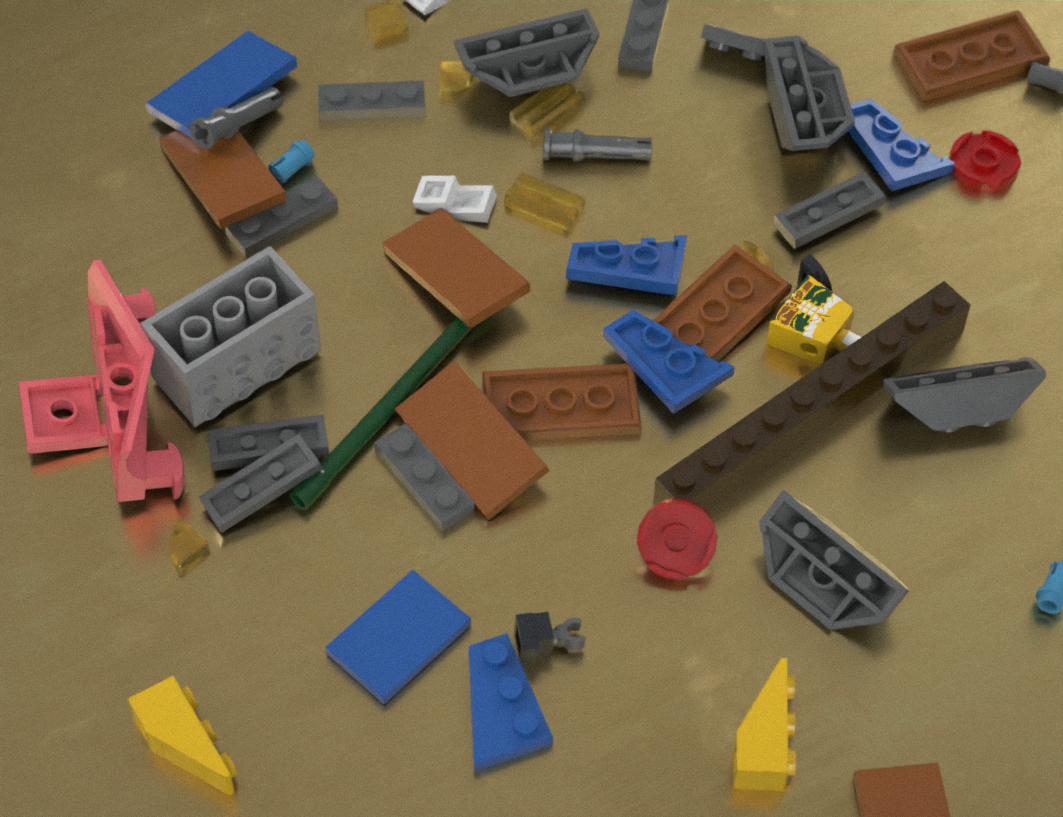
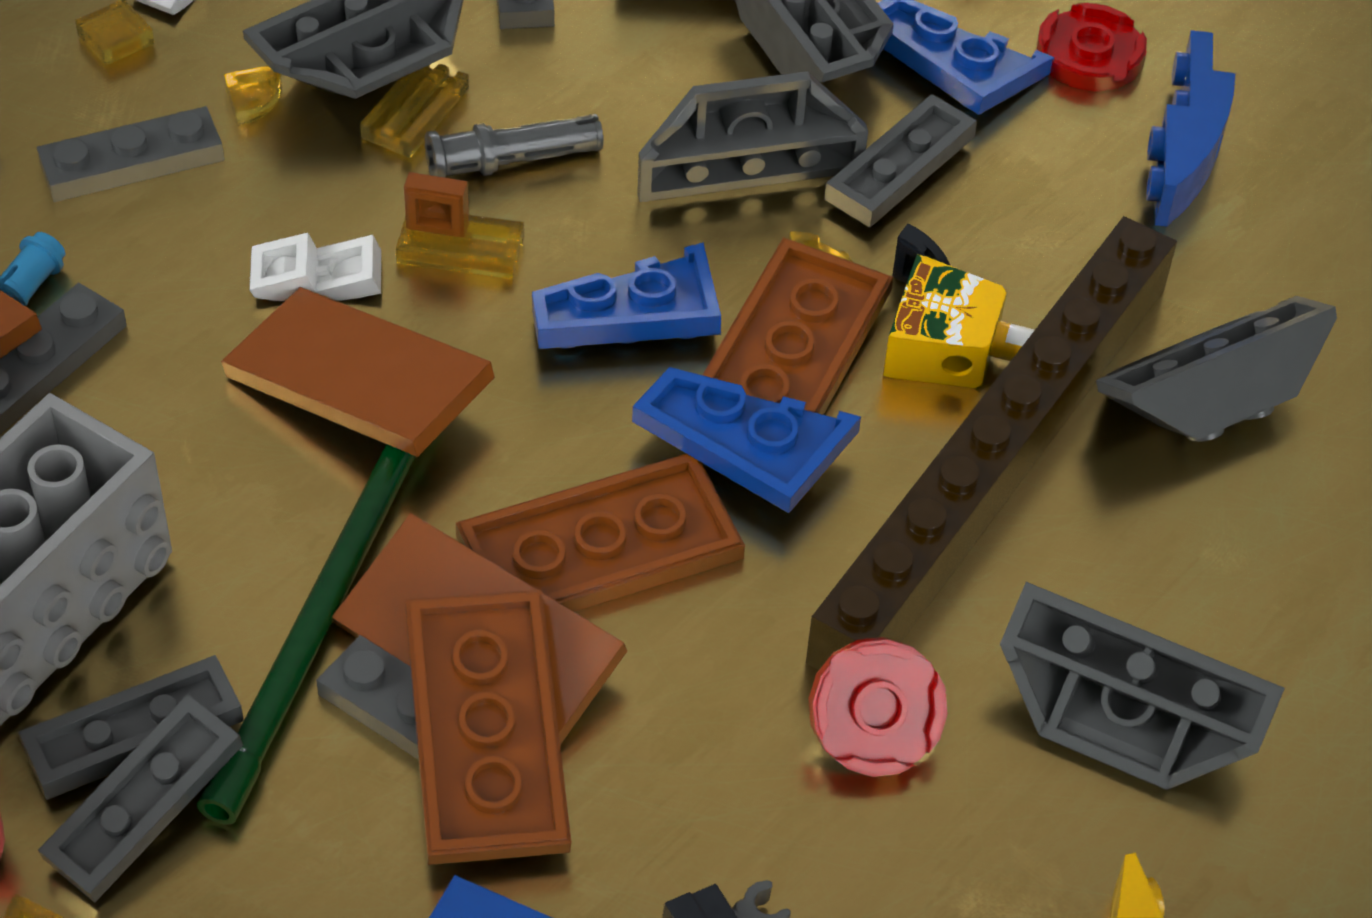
camera: 20 degrees left, 5 degrees down
(455, 492) = (486, 727): none -> dark orange tile
(533, 176) = (436, 204): none -> dark orange tile
(736, 176) = (749, 137): none -> dark grey wedge
(1020, 234) = (1190, 129): none -> blue slope

